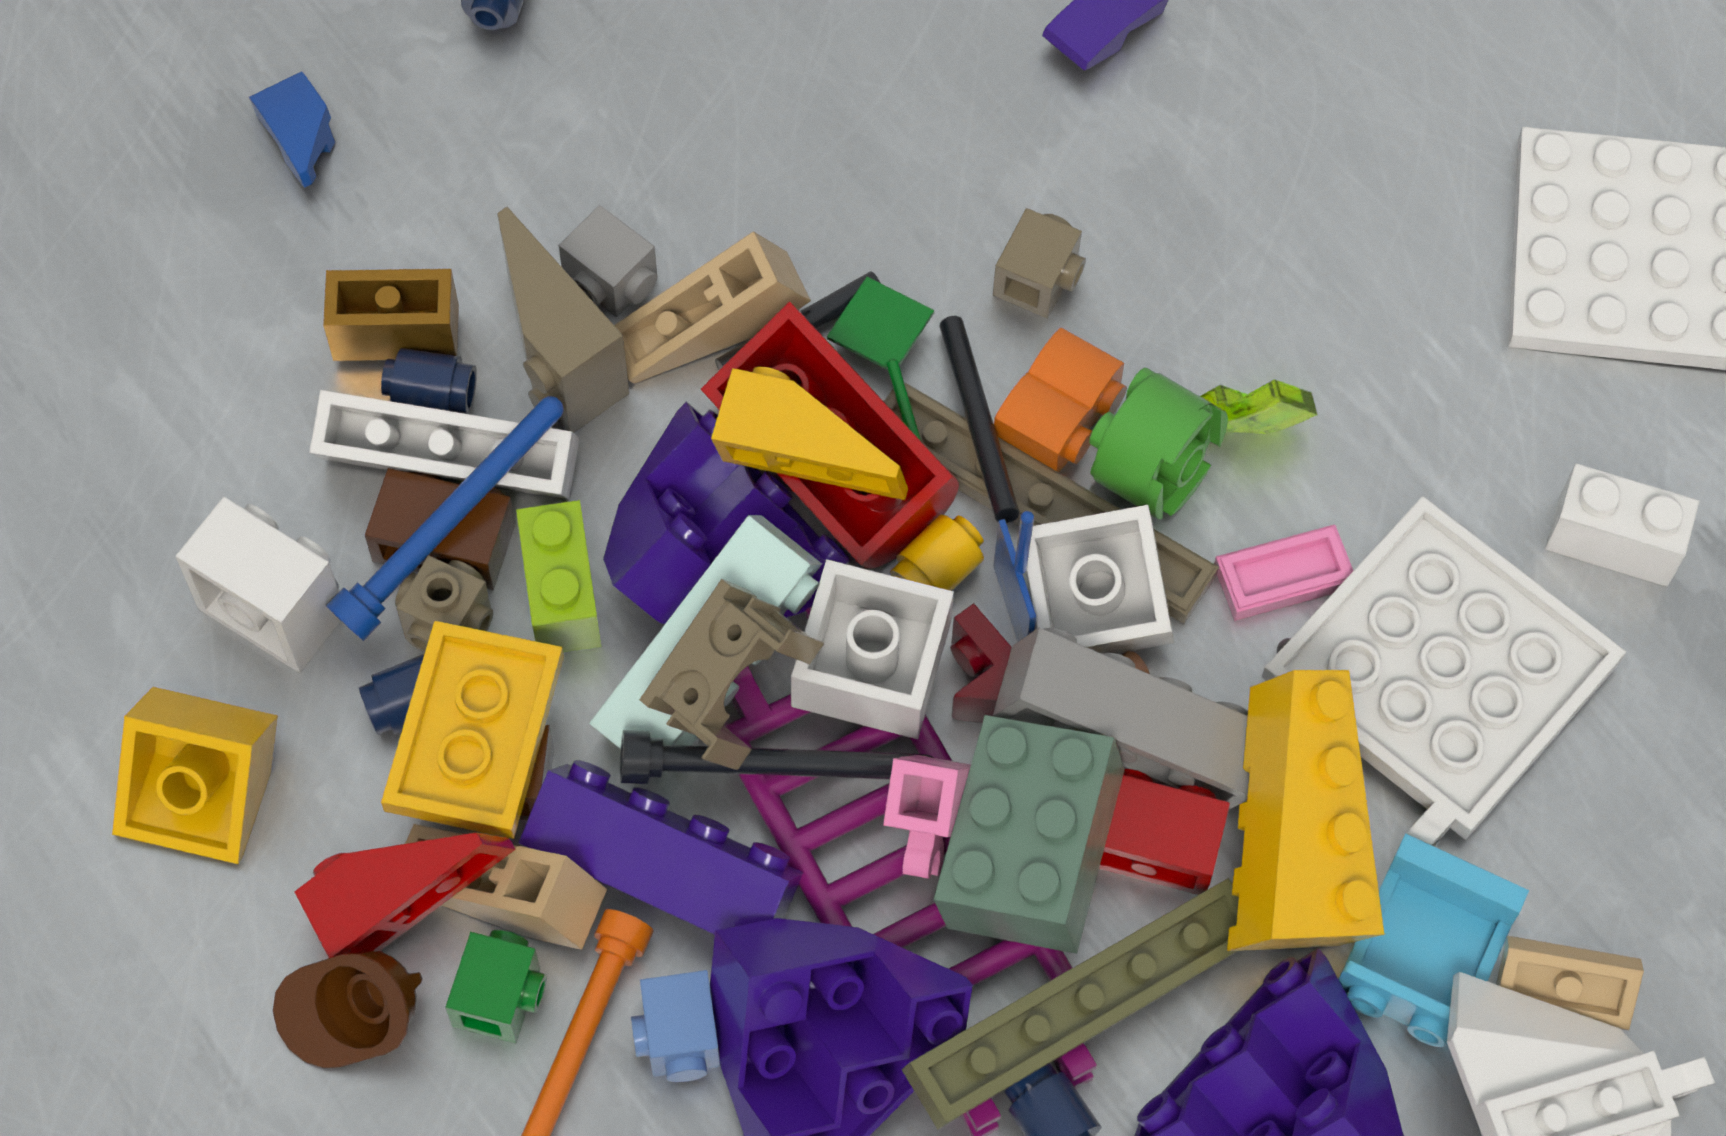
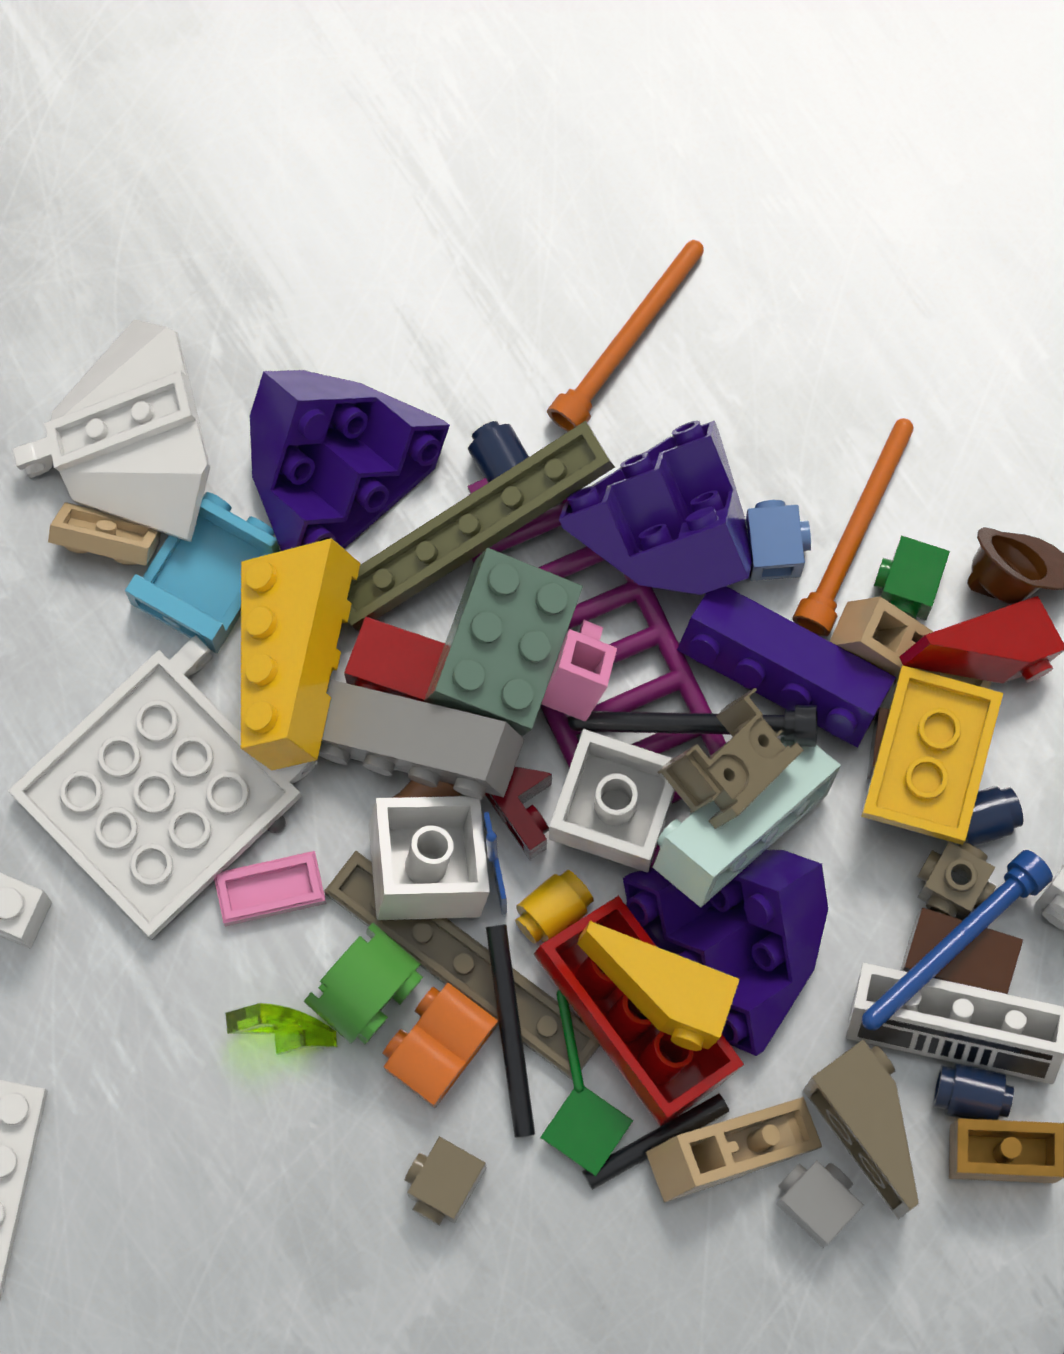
camera: 175 degrees left, 10 degrees up
(558, 576) = (864, 904): lime brick -> none

